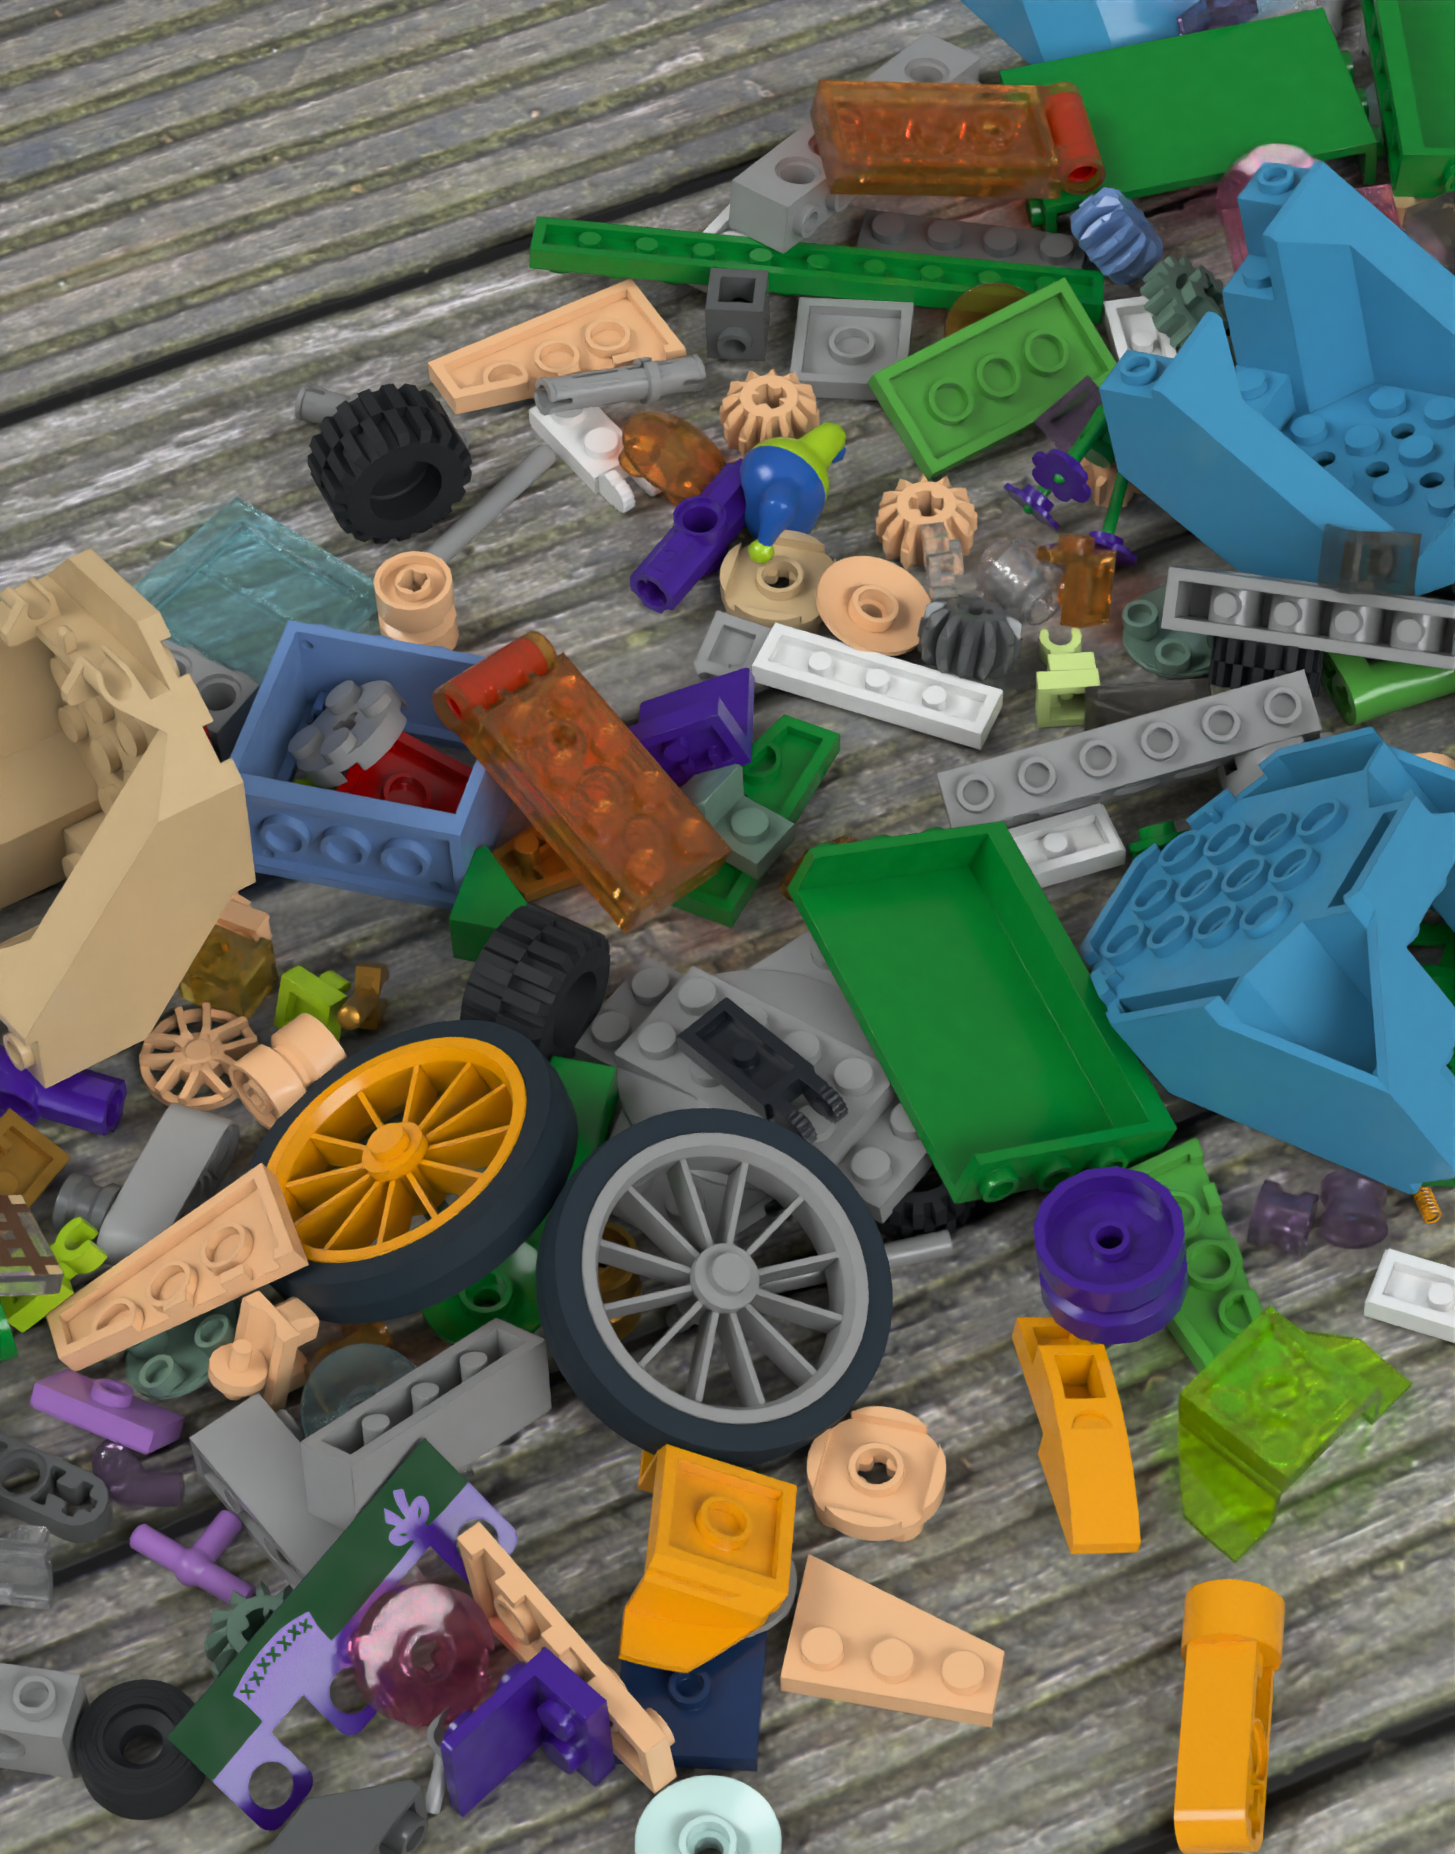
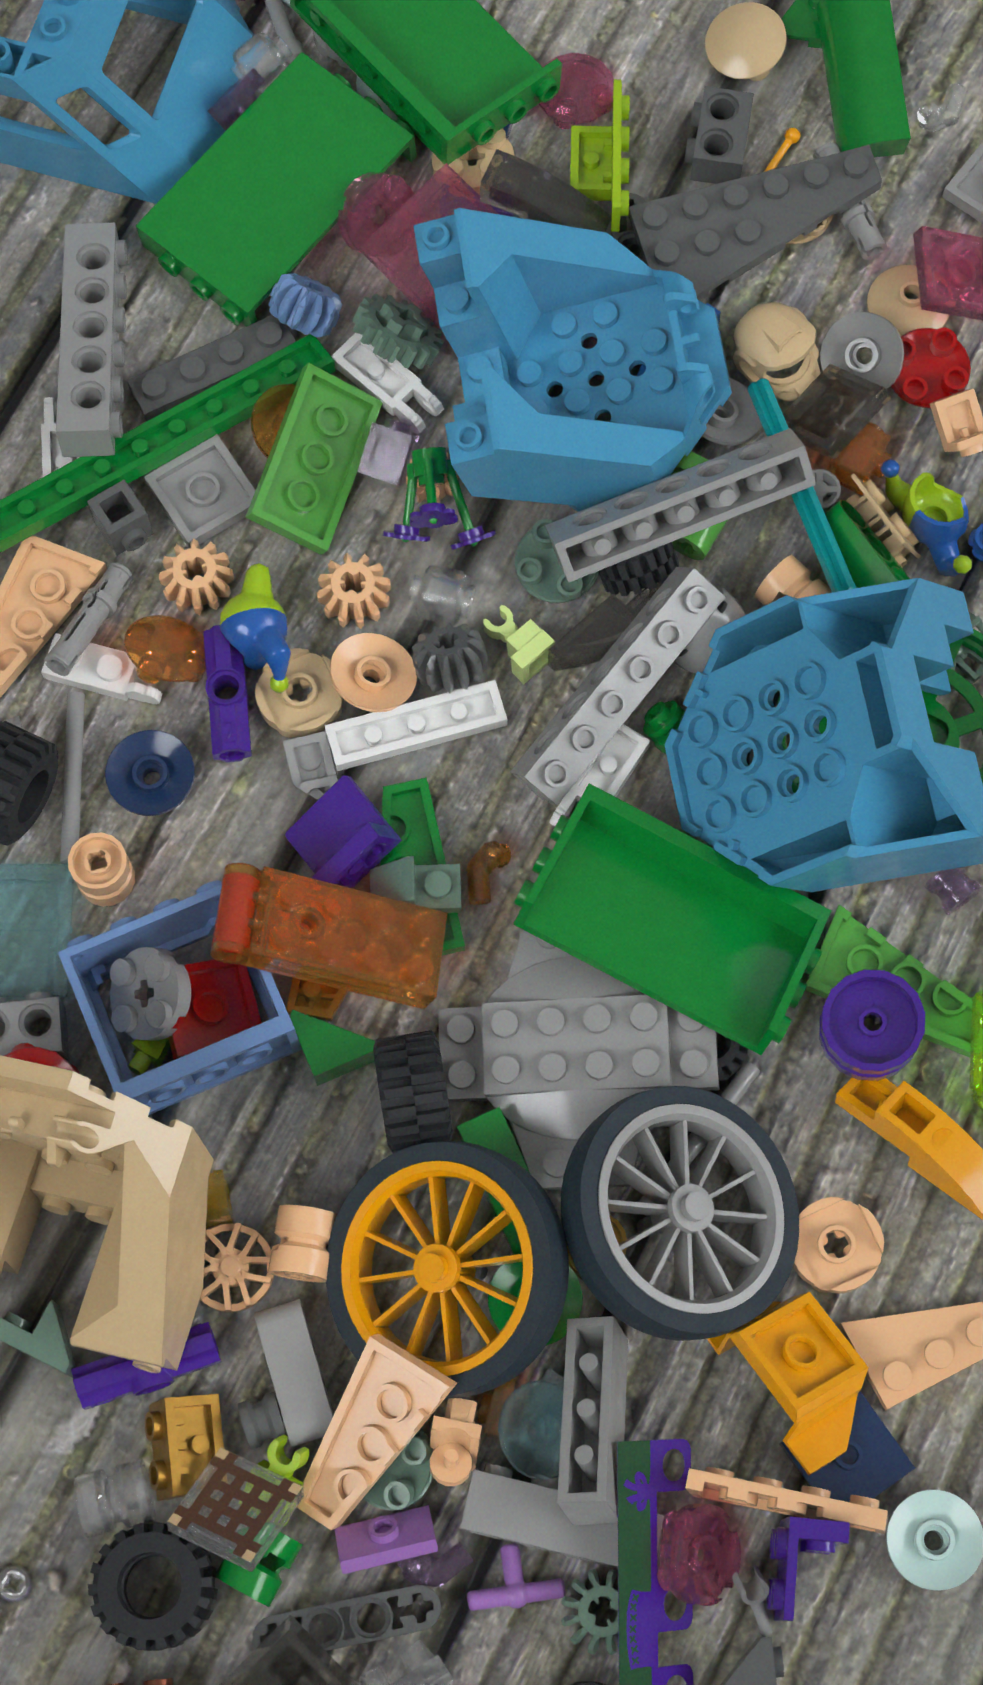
camera: 40 degrees left, 20 degrees up
(314, 995) = (274, 1186): lime tile -> none
(365, 1007) = (305, 1165): pearl gold bar -> none
(551, 558) = (147, 753): none -> dark blue dish
(759, 1068) = (593, 1055): black hinge -> none
(941, 560) = (398, 621): clear plate -> none
(955, 139) = (167, 308): clear orange hinge -> none
(1088, 579) = (483, 565): clear orange bracket -> none
(1282, 1218) = (922, 921): clear purple wheel -> none
(1368, 560) = (671, 473): clear smoke slope -> none

